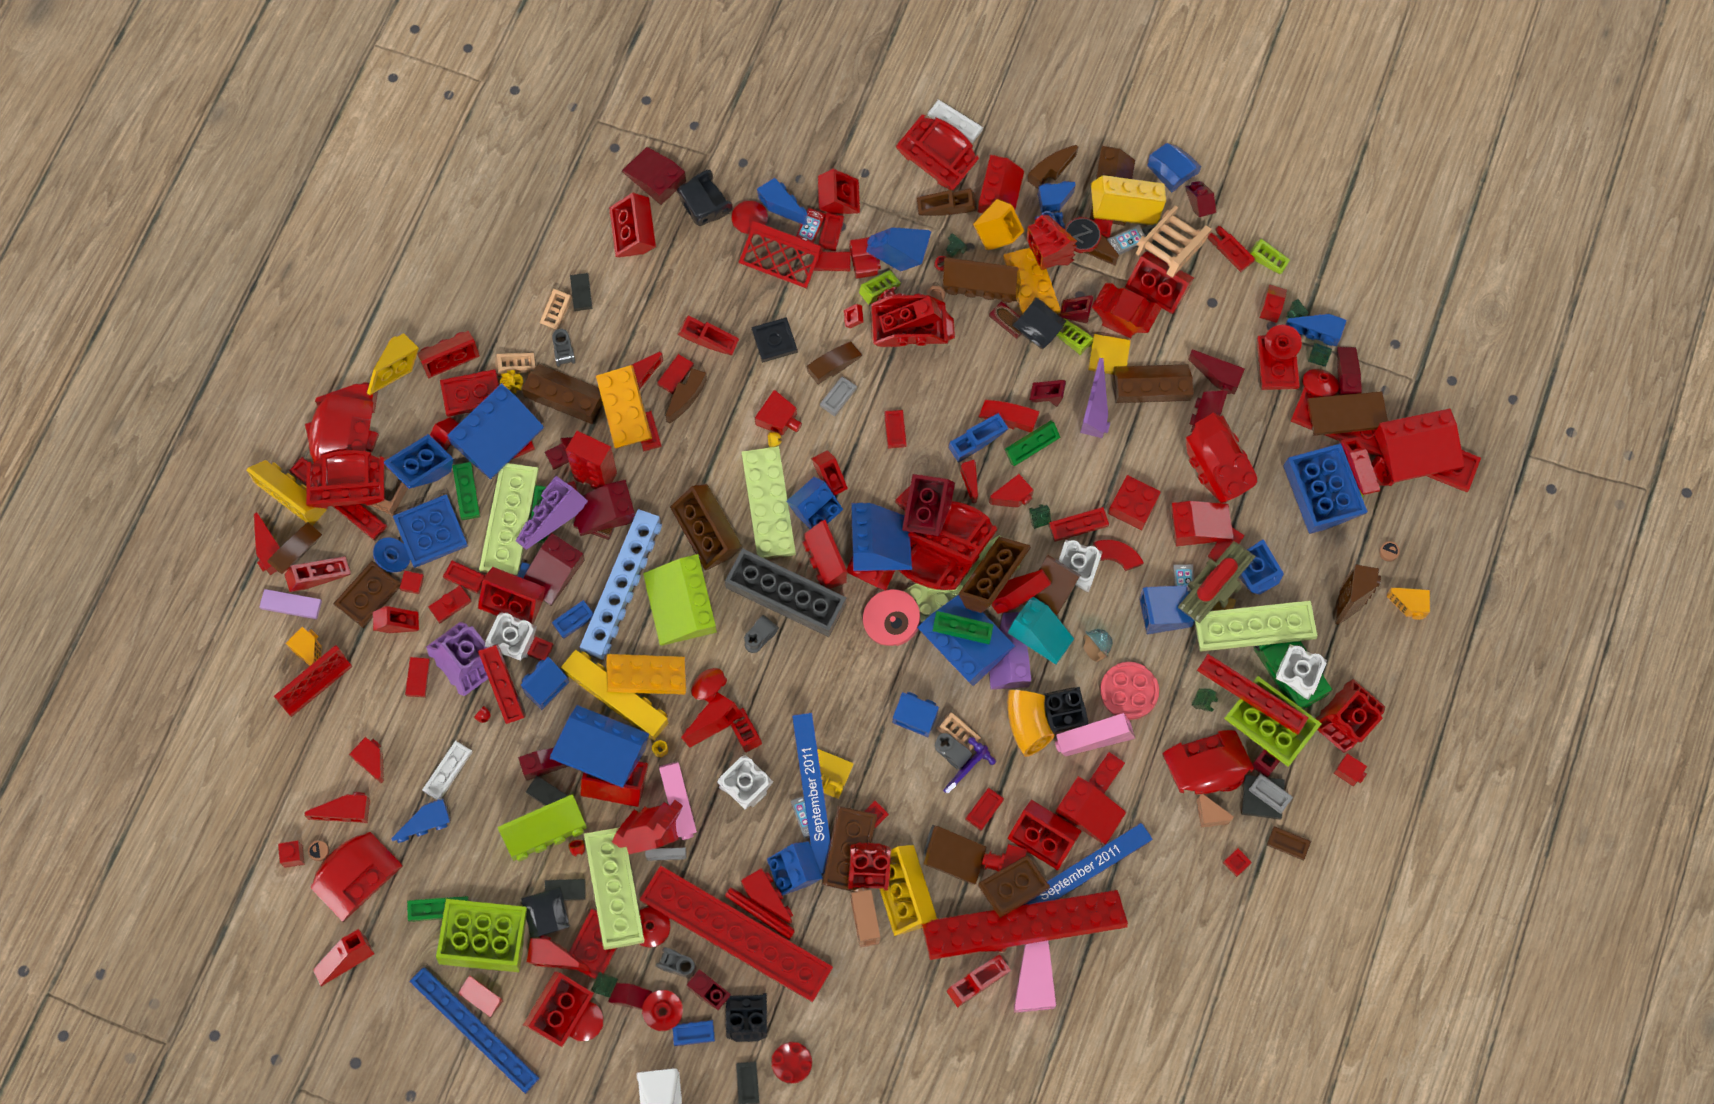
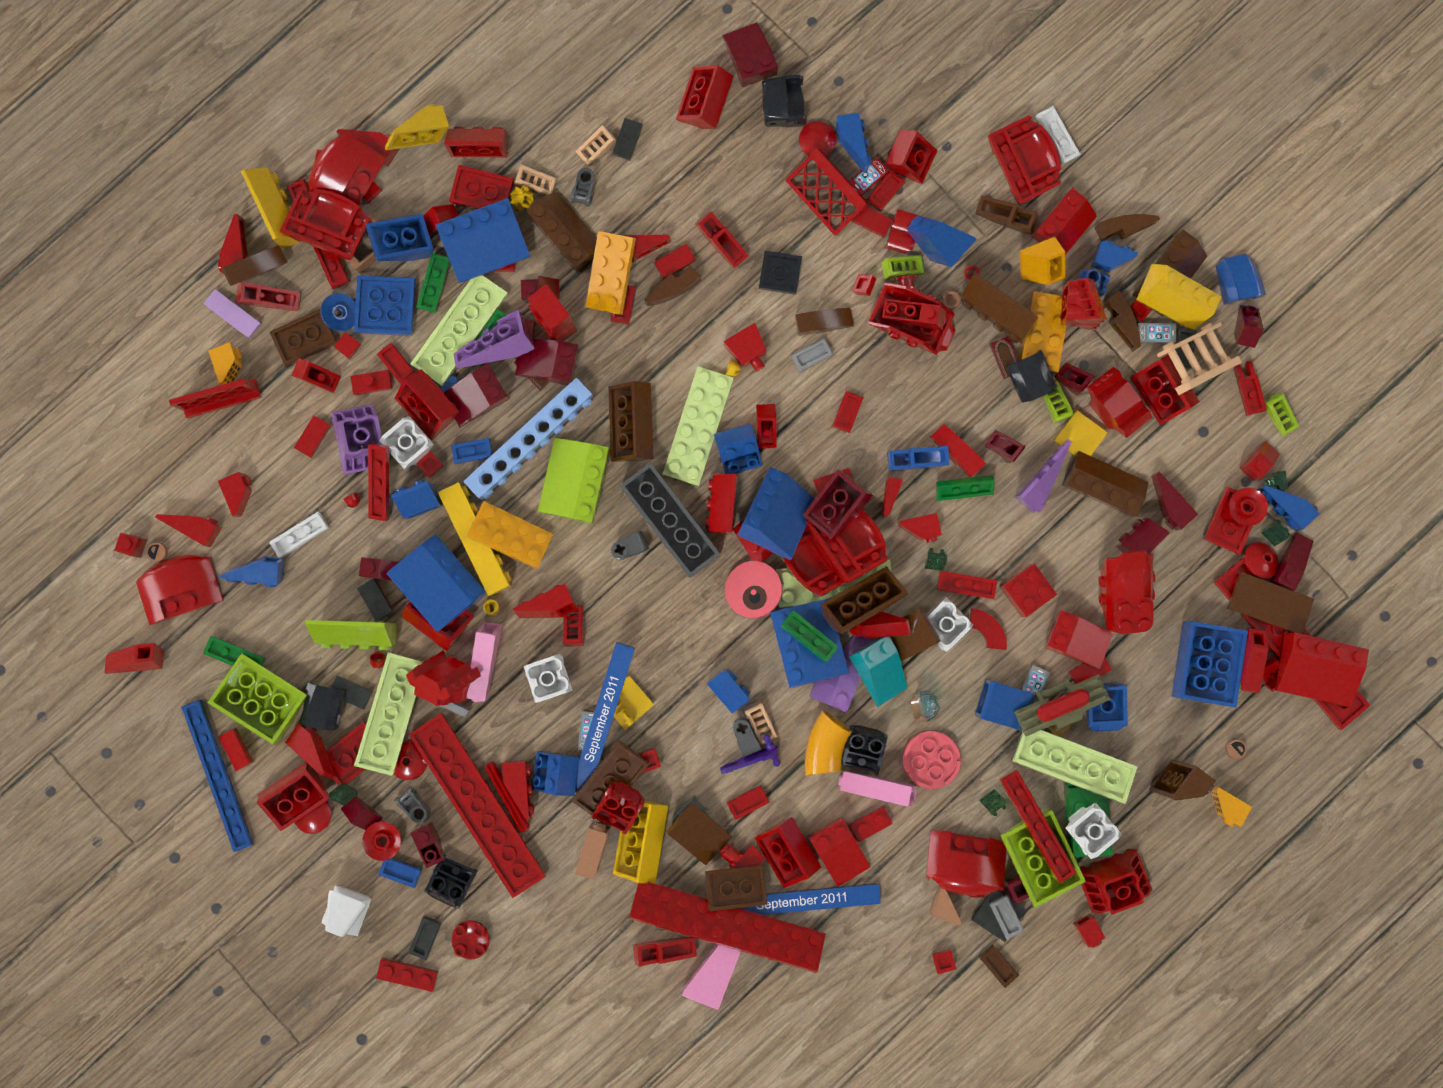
camera: 25 degrees right, 15 degrees up
(708, 684) = (560, 571): red dish -> none
(955, 245) = (993, 261): clear green tile -> none
(1085, 232) = (1119, 310): black tile -> none

